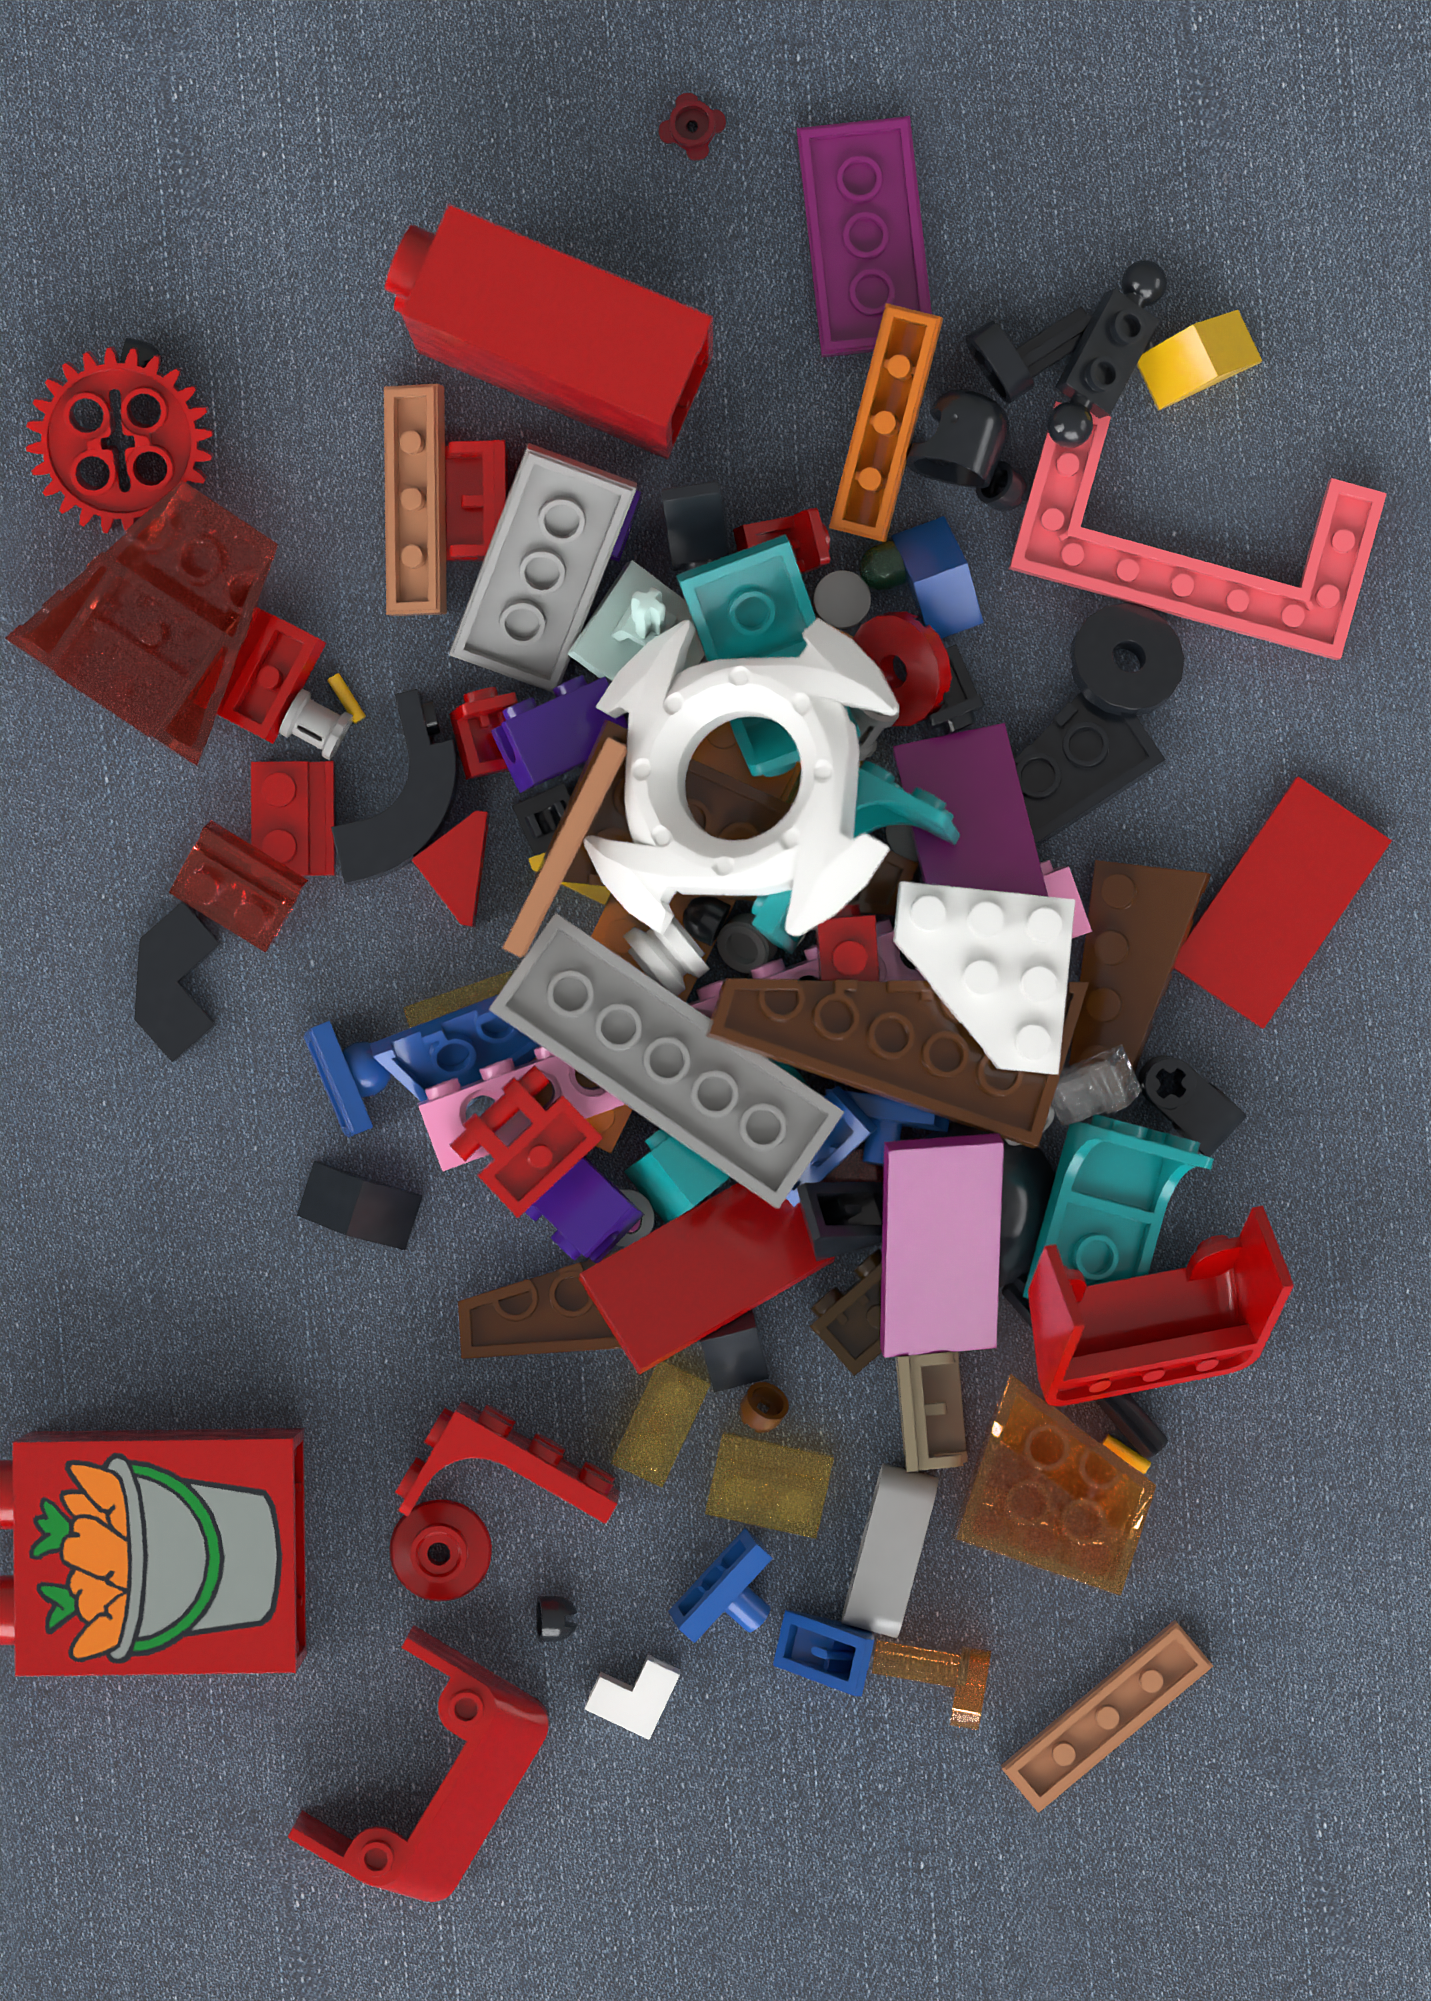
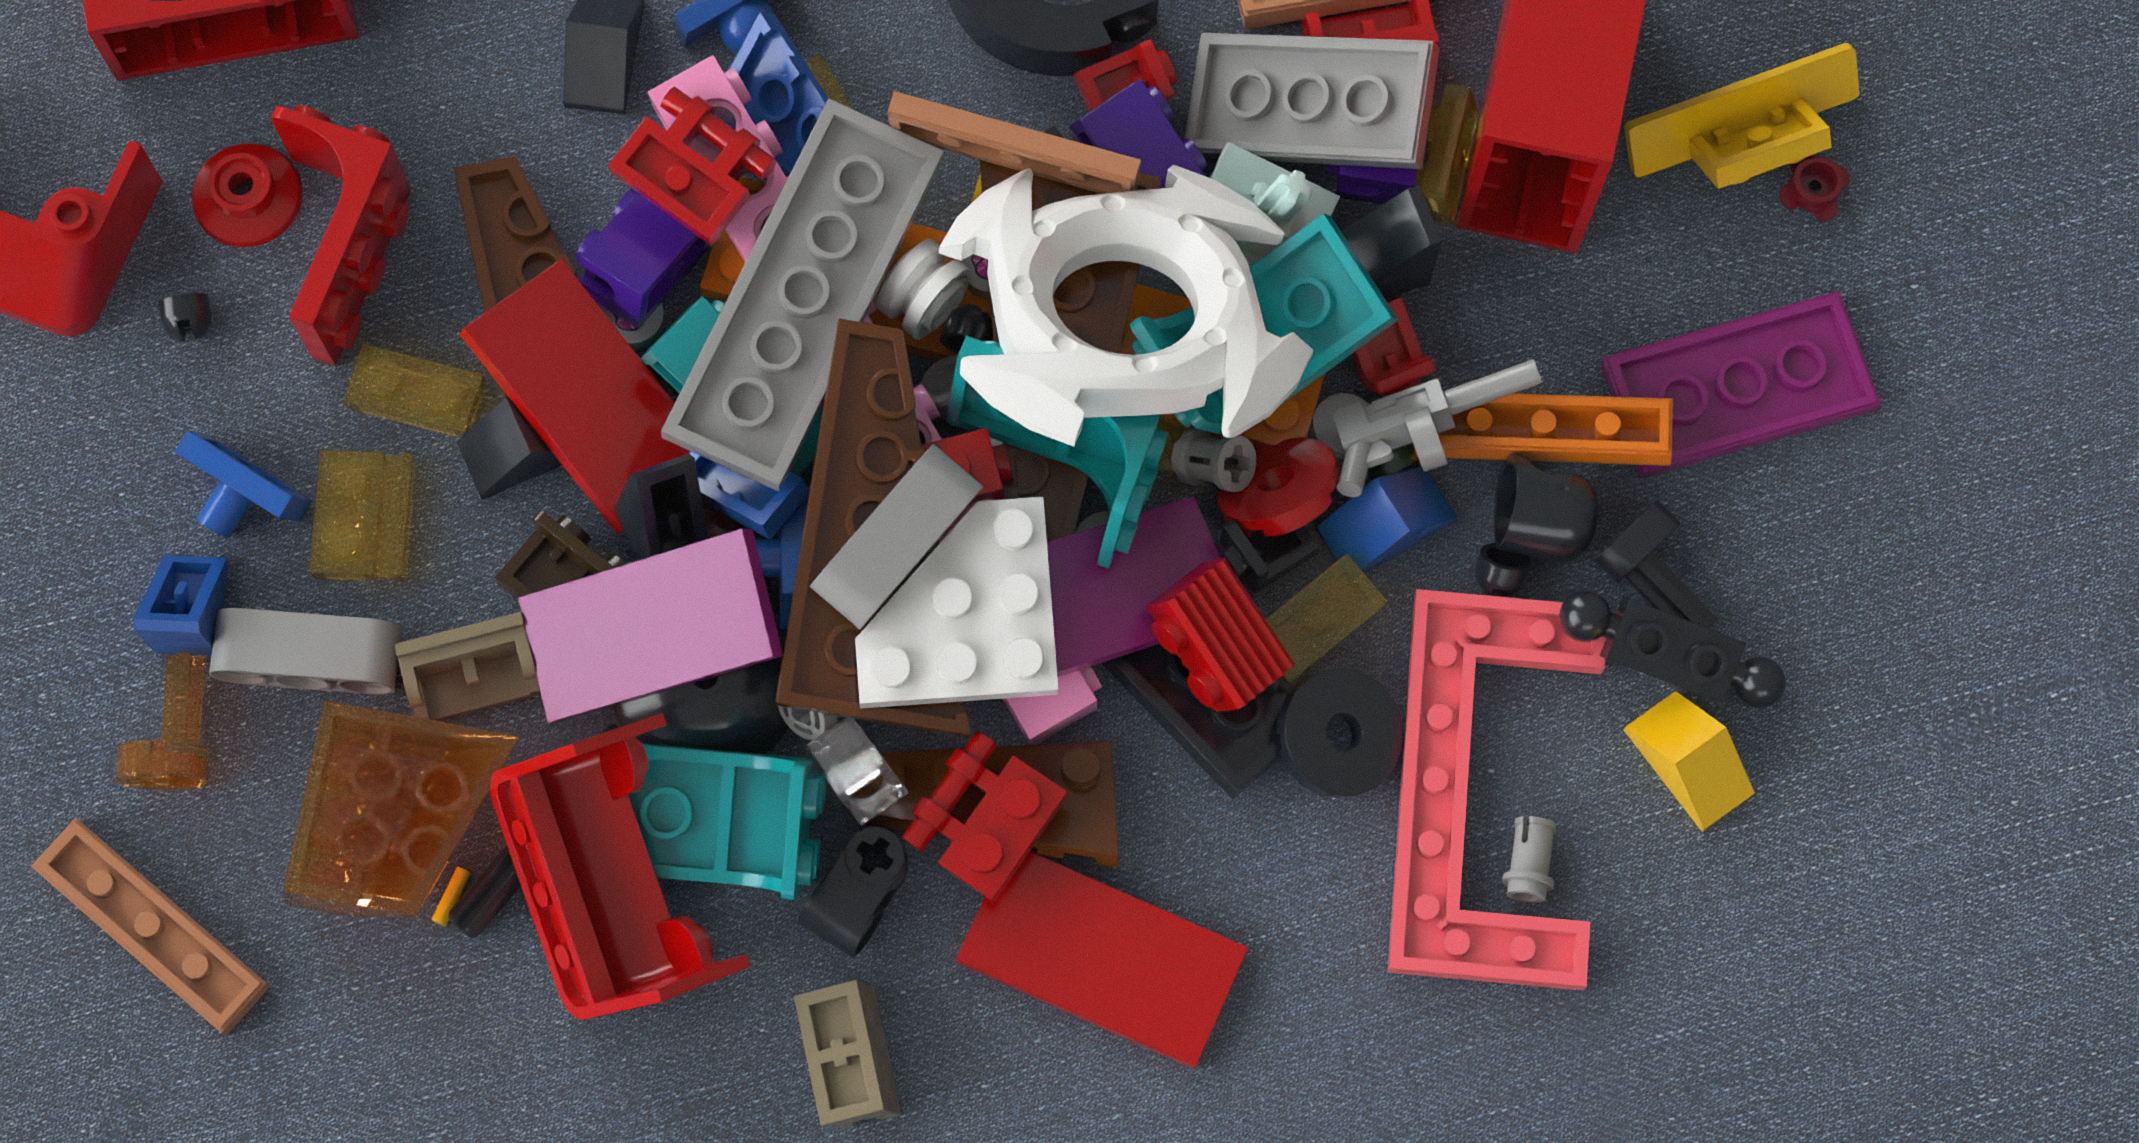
camera: 75 degrees right, 15 degrees down
(456, 865) = (983, 79): red slope -> none
(590, 445) = (1451, 134): none -> clear yellow plate
(628, 168) = (1748, 123): none -> yellow bracket
(638, 1705) = (102, 415): white piece -> none
(769, 1396) = (453, 480): reddish brown hinge -> none
(863, 534) = (1415, 417): none -> light grey piece
(918, 1016) = (896, 536): none -> light grey beam
(1019, 659) = (1325, 614): none -> clear yellow plate
(1035, 749) = (1218, 636): none -> red brick
(1167, 969) = (1001, 827): none -> red plate
(1265, 517) = (1530, 860): none -> light grey pin
(1332, 1135) = (847, 1054): none -> dark tan hinge

